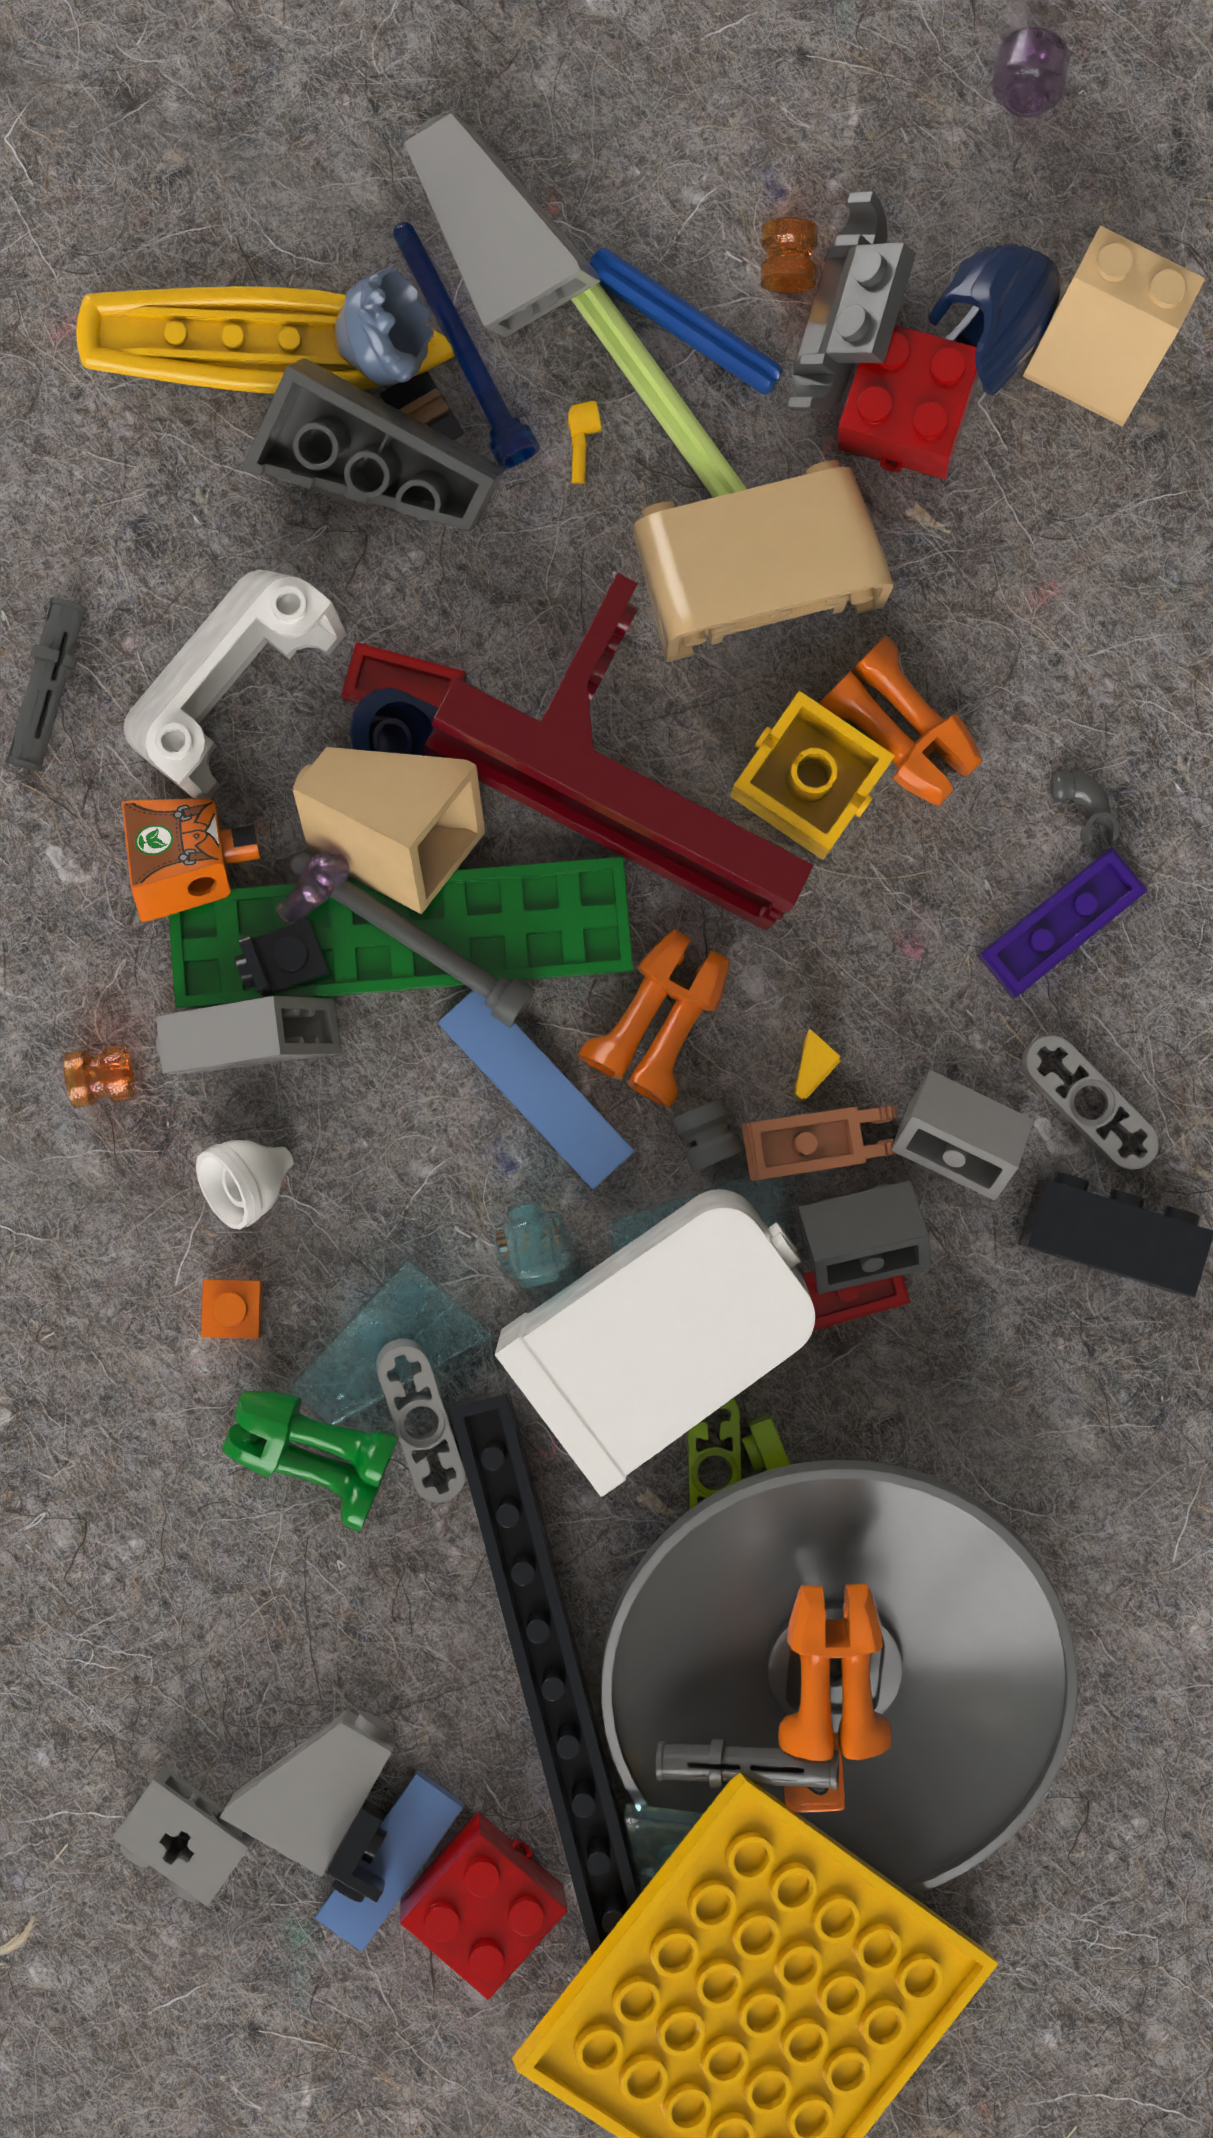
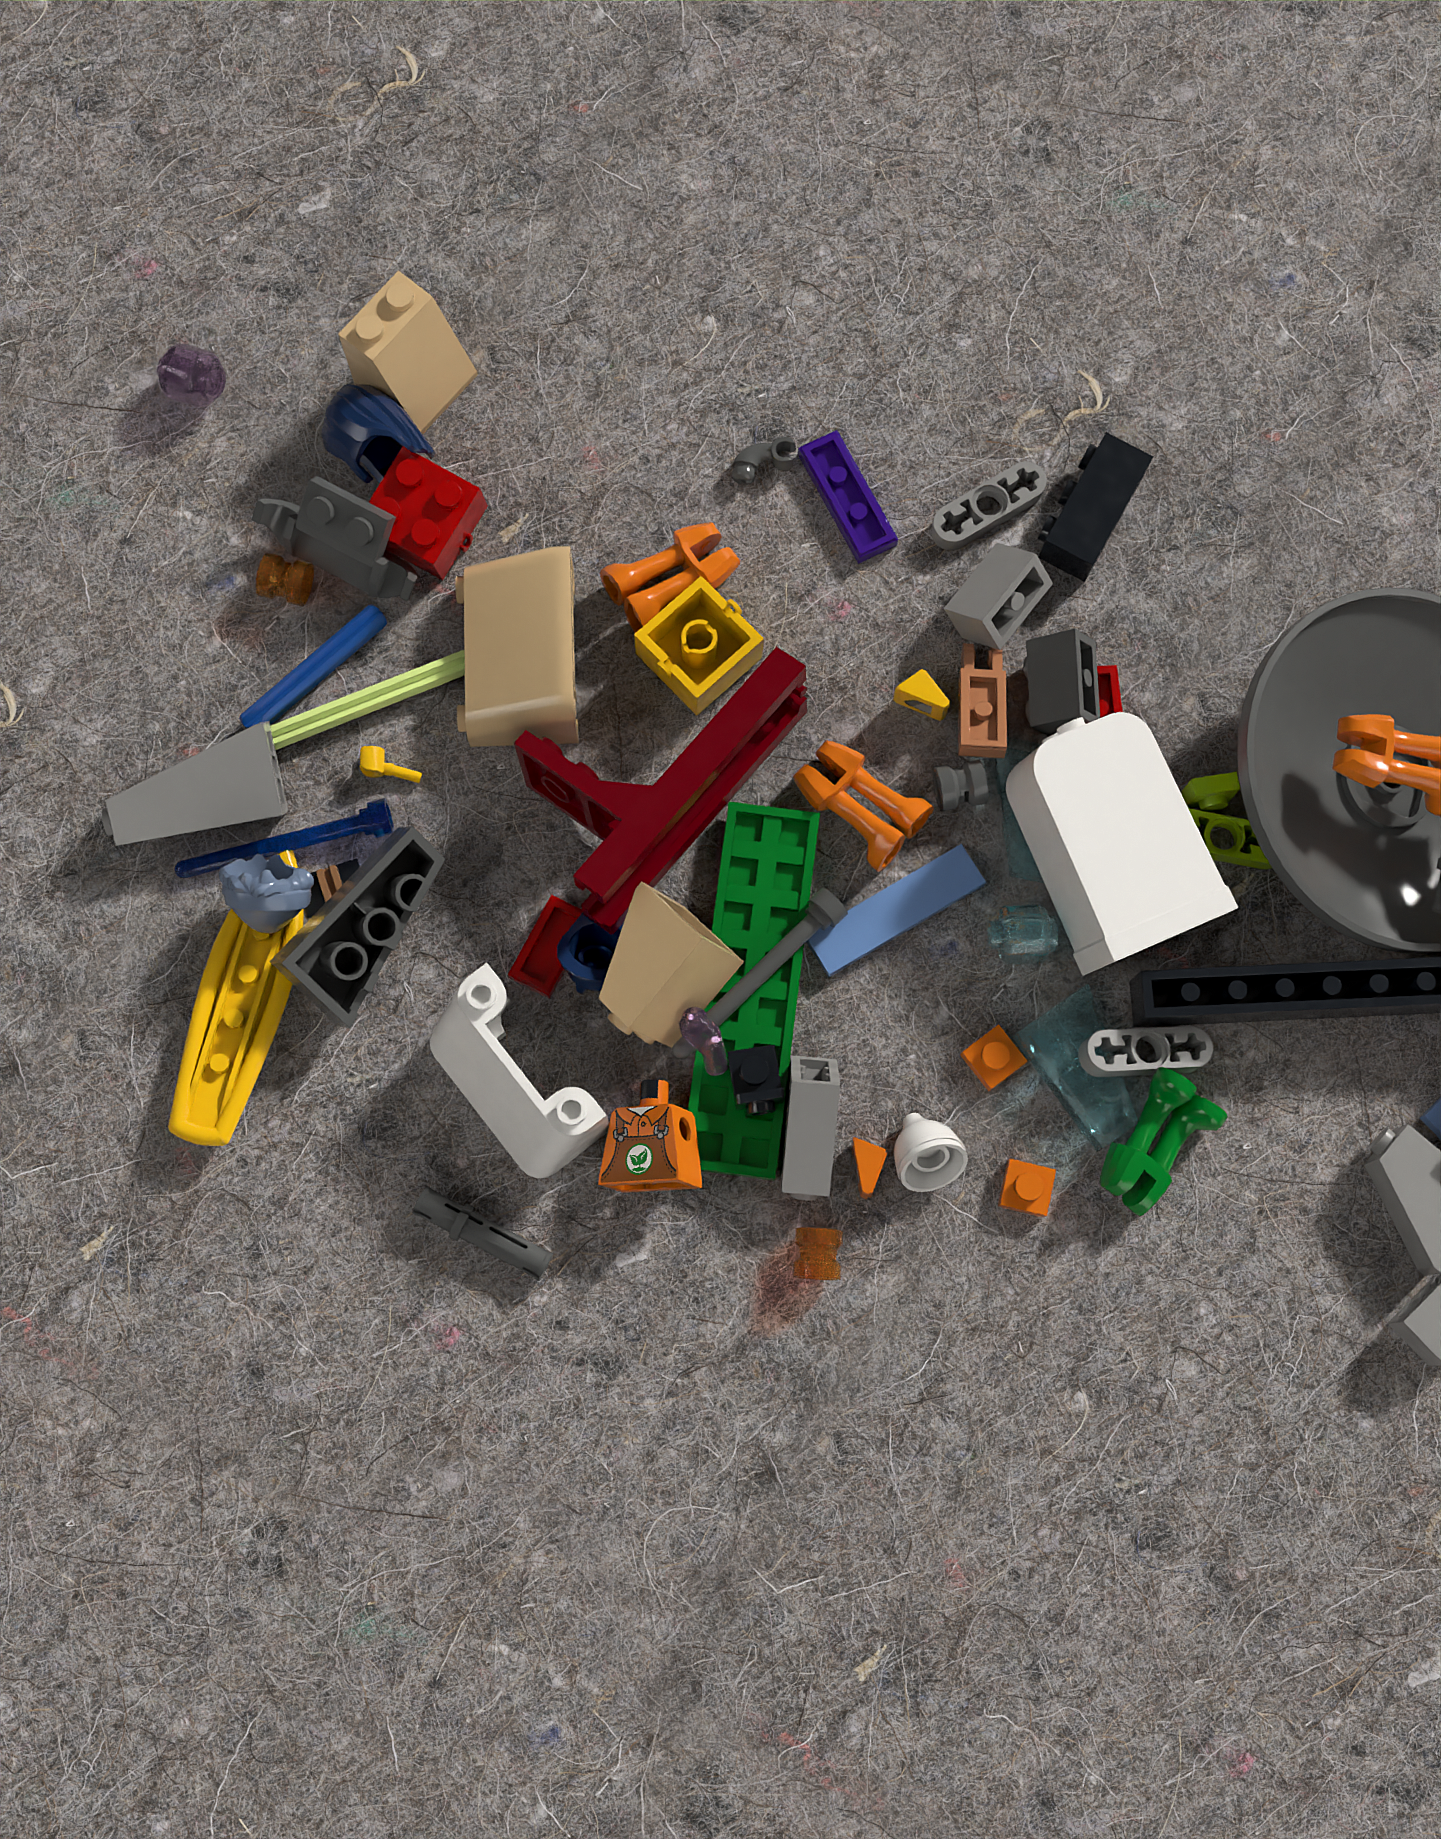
camera: 80 degrees left, 10 degrees down
(217, 1114) = (868, 1165): none -> orange slope
(380, 1240) = (993, 1057): none -> orange plate

